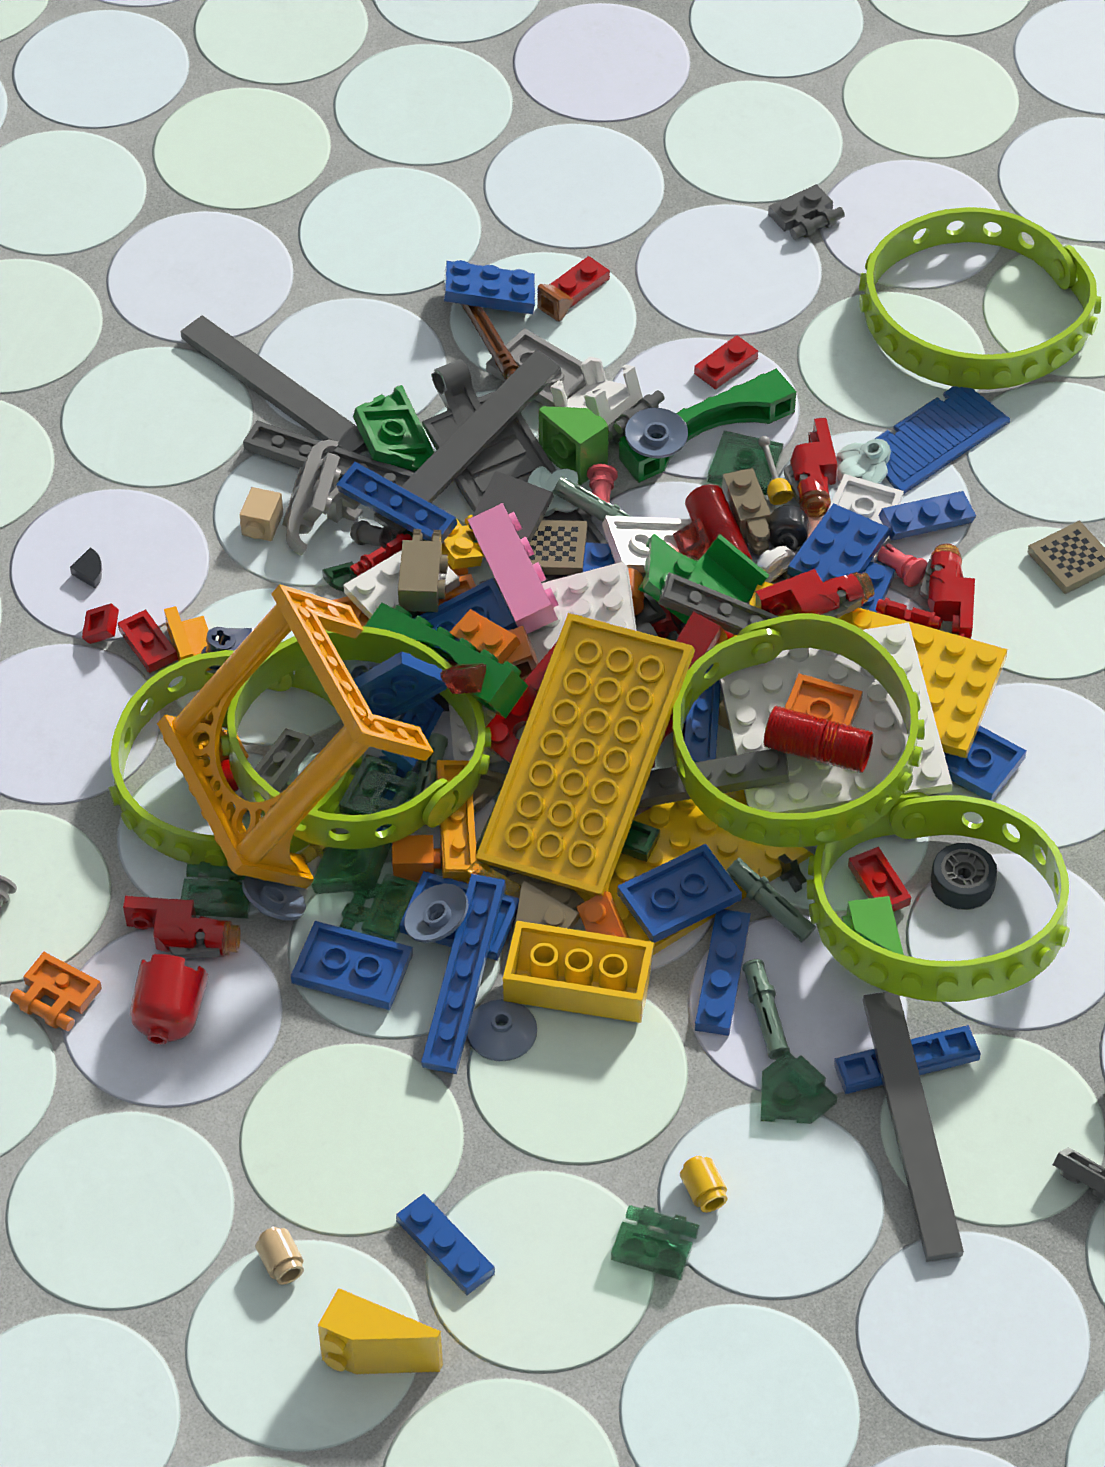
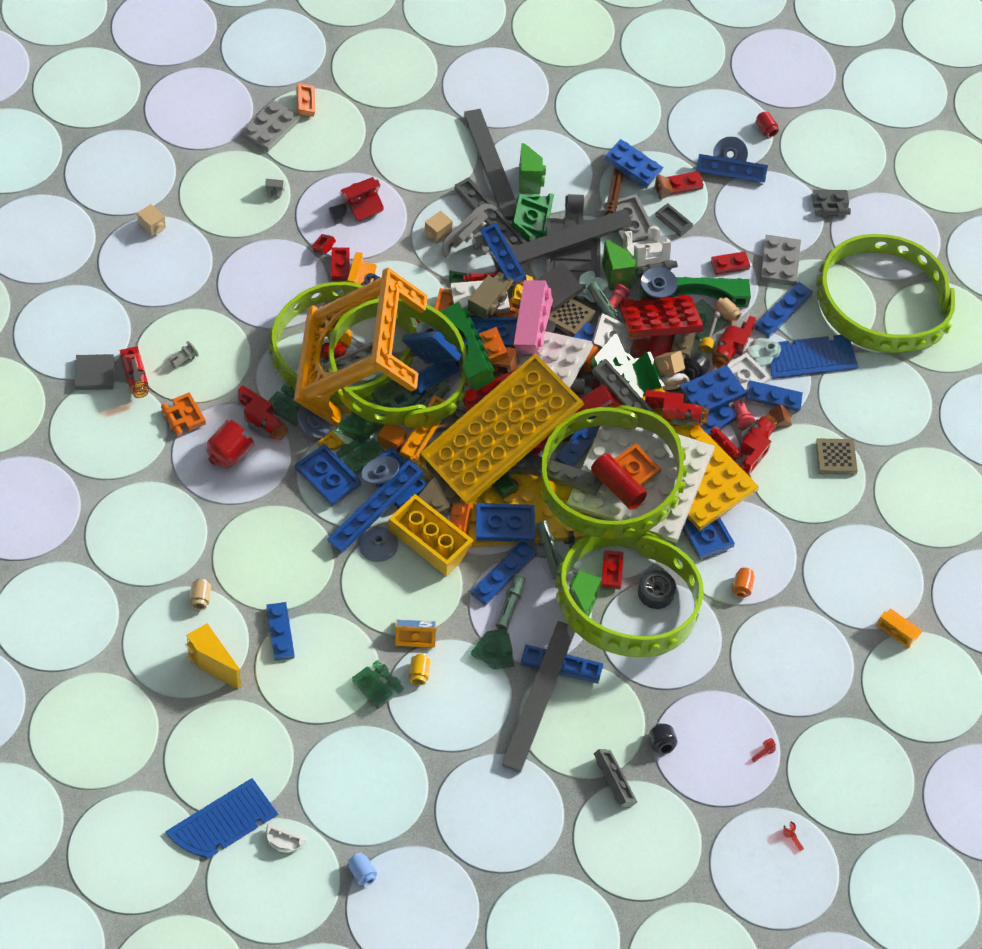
camera: 25 degrees right, 5 degrees up
(116, 526) = (363, 198): none -> red piece
(322, 911) = (332, 441): none -> yellow tile
(346, 366) = (531, 171): none -> bright green slope
(365, 533) = (482, 261): dark grey pin -> none
(464, 678) = (464, 359): clear red slope -> none
(601, 340) = (674, 219): none -> dark grey tile
(629, 202) = (731, 144): none -> sand blue dish
(634, 229) = (731, 168): none -> blue plate
(639, 146) = (767, 124): none -> red brick
(658, 1132) = (415, 633): none -> light orange panel
(692, 480) = (660, 316): none -> red piece
(756, 538) = (670, 363): none -> tan brick
(774, 426) = (727, 310): none -> tan brick
(794, 324) = (780, 260): none -> light grey plate
(849, 390) = (783, 310): none -> blue plate
(953, 535) = (781, 415): none -> dark orange slope
(1079, 800) = (743, 582): none -> orange brick

